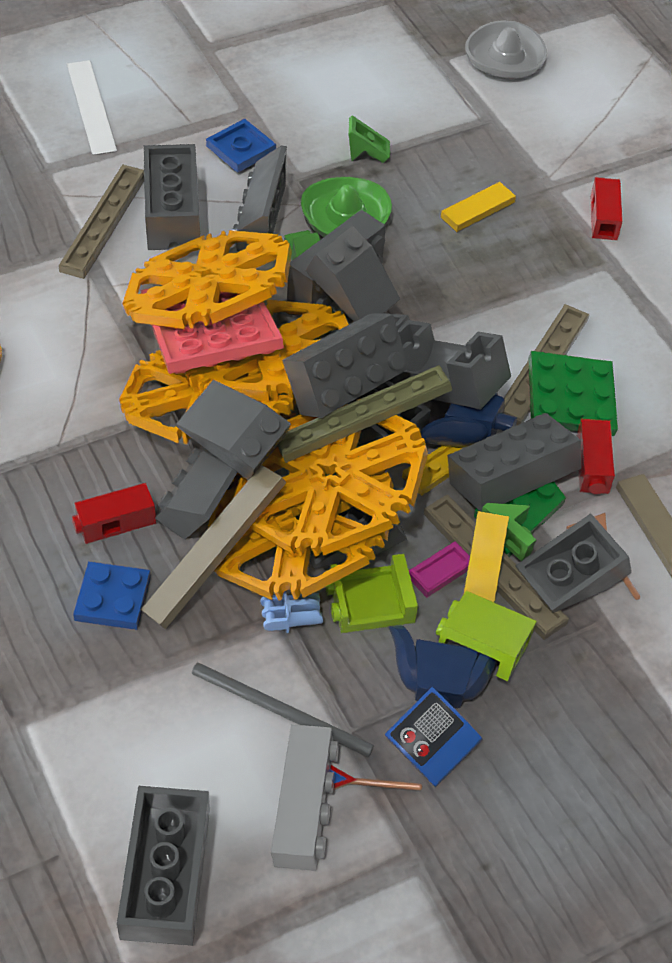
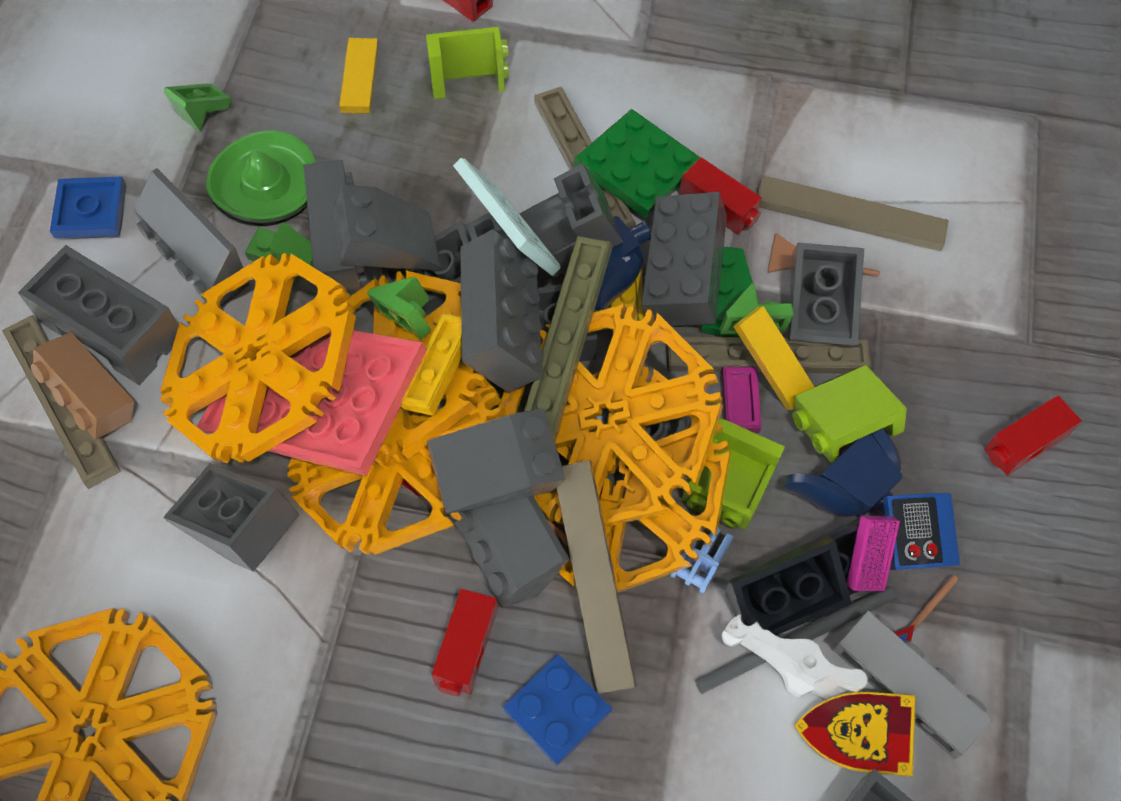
camera: 50 degrees left, 10 degrees up
(98, 346) = (233, 515): none -> dark grey slope
(116, 218) = (82, 385): none -> medium nougat brick
(239, 781) = (864, 731): none -> shield
(254, 707) = (797, 661): none -> white animal
(266, 361) = (436, 367): none -> yellow tile
(308, 318) = (403, 304): none -> bright green slope
(325, 682) = (797, 584): none -> black slope
(381, 707) = (872, 553): none -> dark pink tile
(425, 326) = (507, 216): none -> light aqua tile
(545, 241) = (466, 55): none -> lime panel
(590, 774) = (1032, 435): none -> red brick

